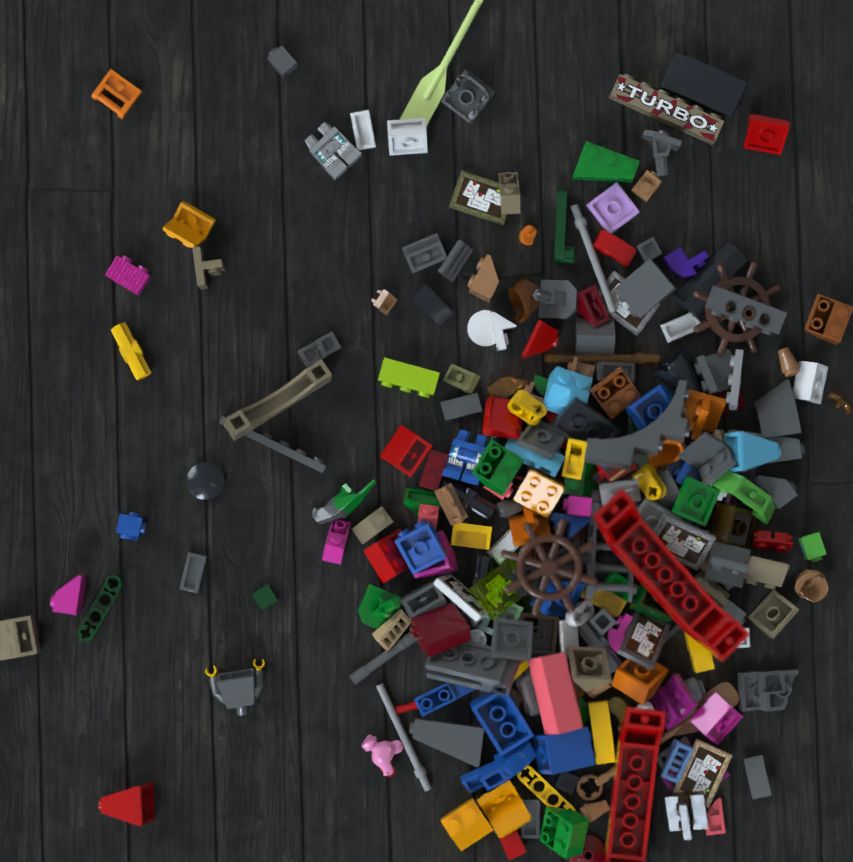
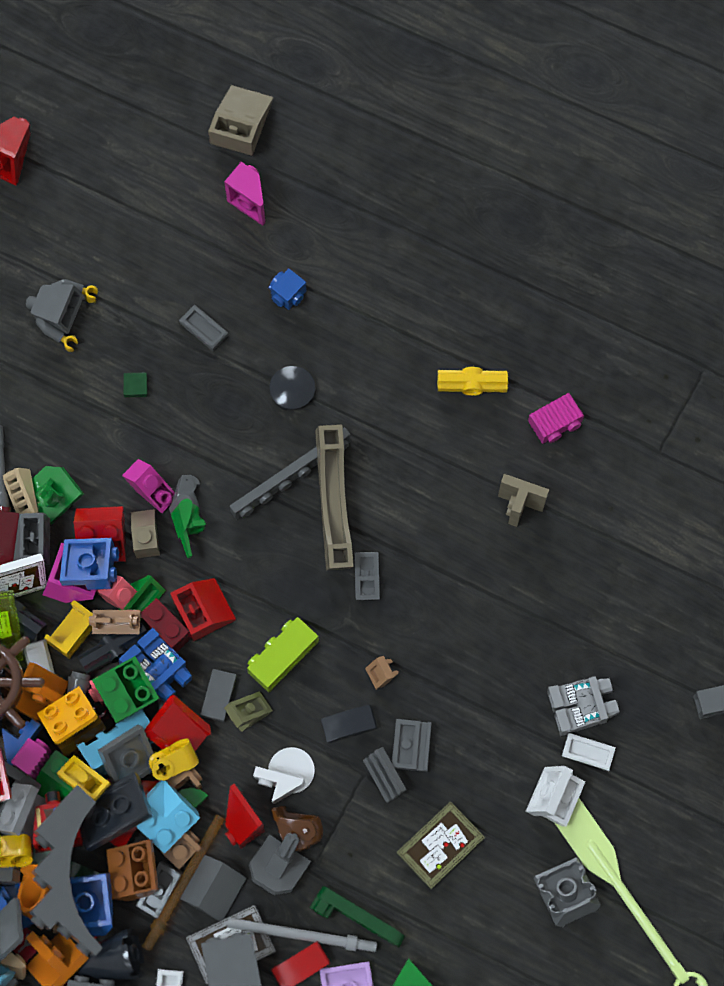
camera: 120 degrees right, 15 degrees down
(102, 609) = (221, 220): dark green beam -> none
(189, 225) = (576, 505): light orange bracket -> none
(486, 281) = (342, 794): medium nougat slope -> none
(506, 386) = (211, 756): clear orange slope -> none
(509, 193) = (428, 875): dark tan slope -> none
(527, 235) = (369, 873): orange piece -> none
(591, 306) = (246, 901): dark red slope -> none

